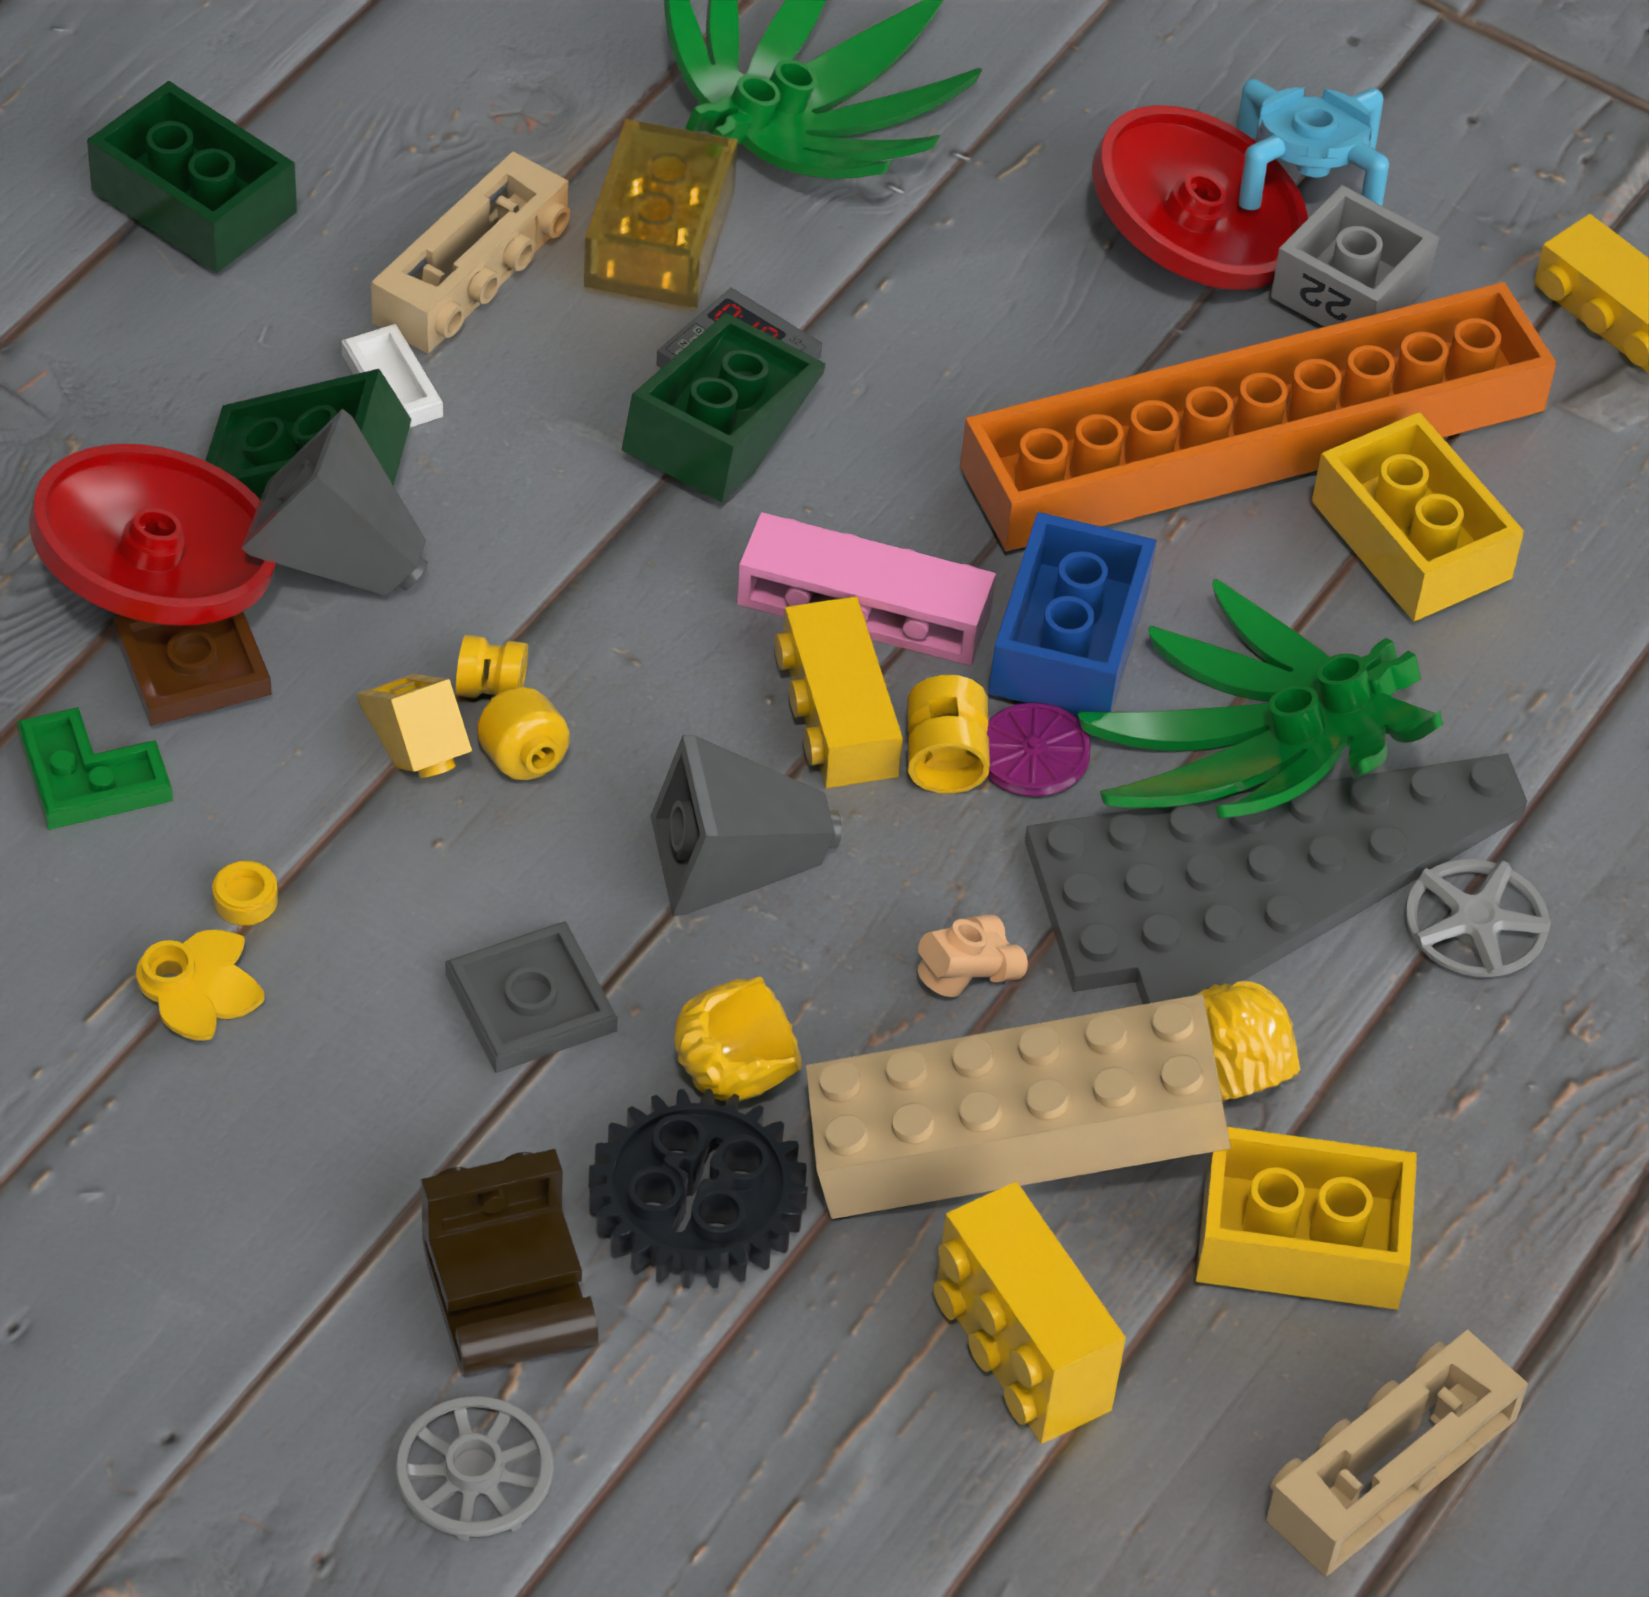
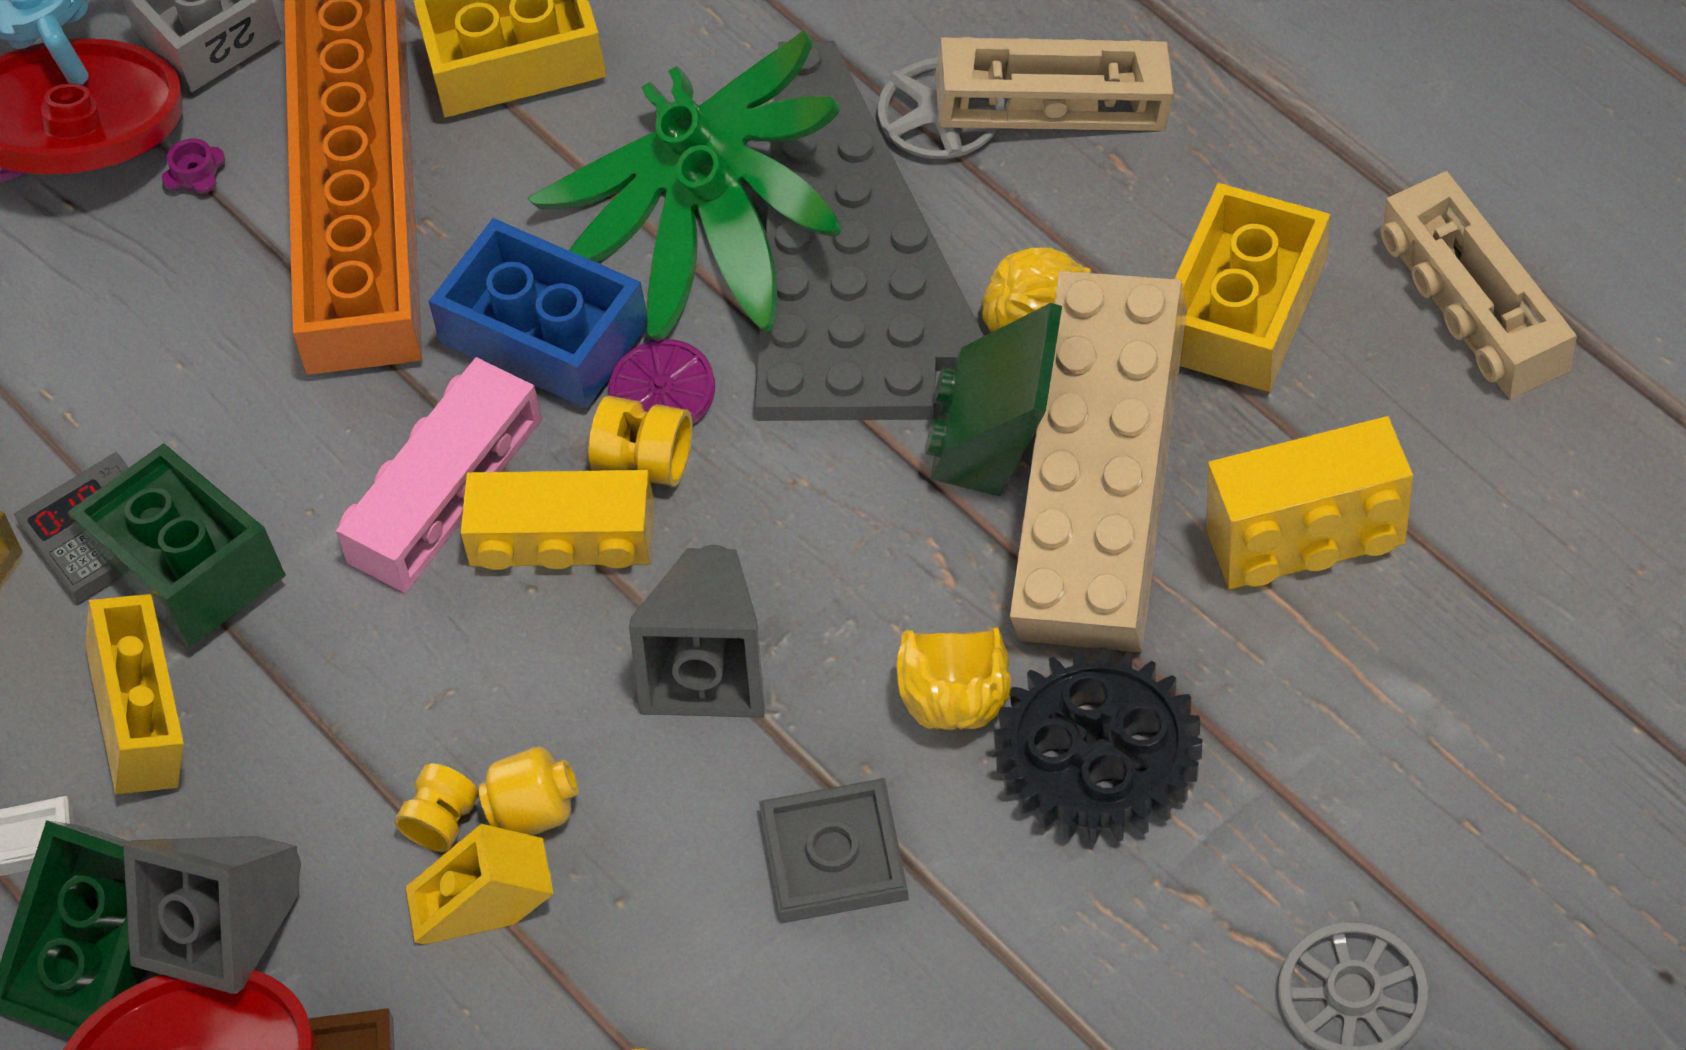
camera: 65 degrees left, 5 degrees up
(505, 1262) = (1165, 921): dark brown piece -> none
(545, 412) = (133, 694): none -> yellow brick
(966, 951) = (891, 480): light nougat plate -> none
(1032, 993) = (993, 402): none -> dark green slope
(1177, 318) = (192, 165): none -> magenta plate
(1571, 1074) = (1053, 83): none -> tan brick

